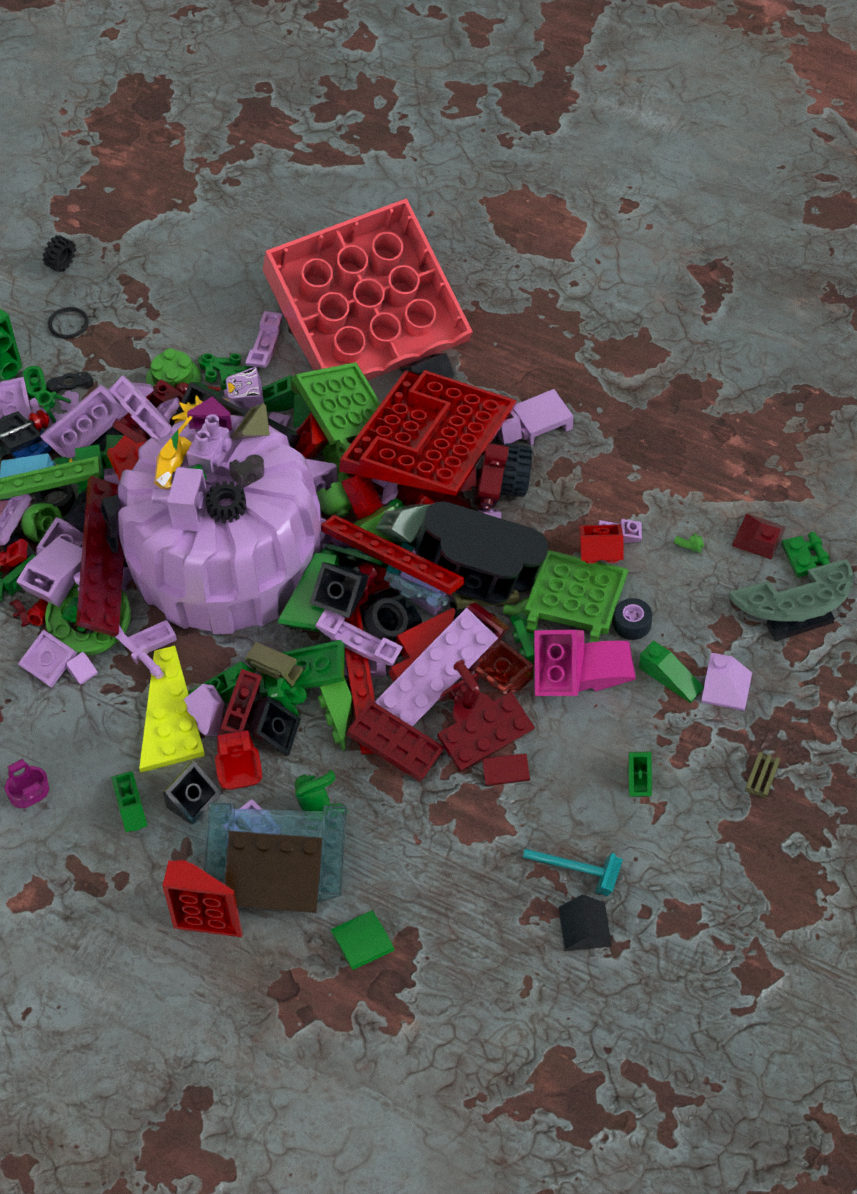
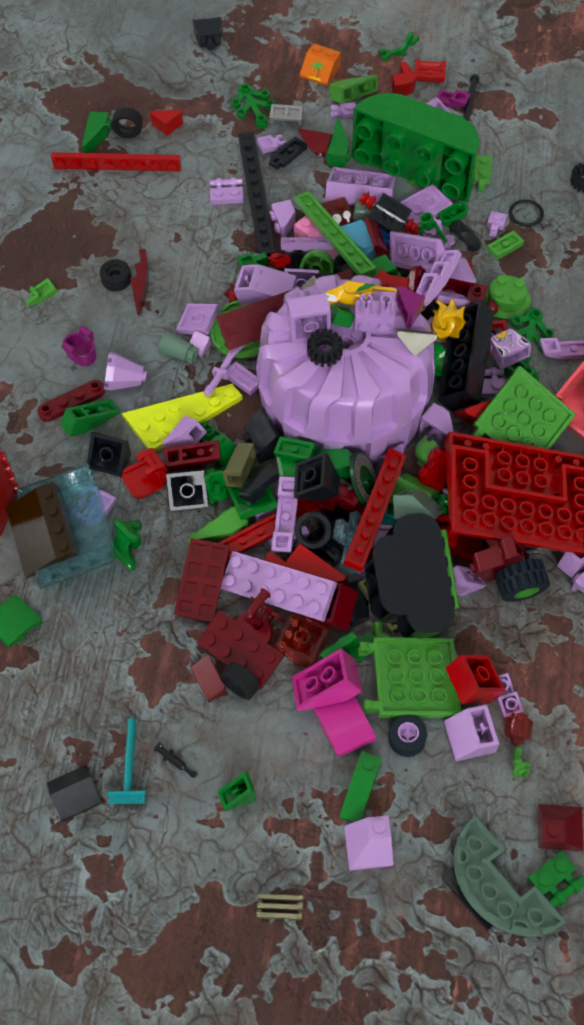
camera: 70 degrees right, 5 degrees up
(43, 452) = (376, 237): none -> dark red slope
(68, 350) = (496, 222): none -> lavender plate
(80, 687) = (178, 348): none -> sand green plant
(85, 752) = (123, 372): none -> lavender cone
(92, 817) = (75, 397): none -> dark red plate
(104, 353) = (505, 245): none -> bright green plate
(240, 634) = (263, 434): none -> black slope
(247, 471) = (364, 352): clear smoke leg -> none
(292, 599) = (294, 449): none -> green plate
(308, 651) = (256, 482): none -> black slope
(525, 736) = (240, 681): none -> black tyre
(578, 827) = (173, 759): none -> black piece
(650, 566) = (471, 733): none -> lavender slope
(657, 530) = (518, 728): none -> clear red head

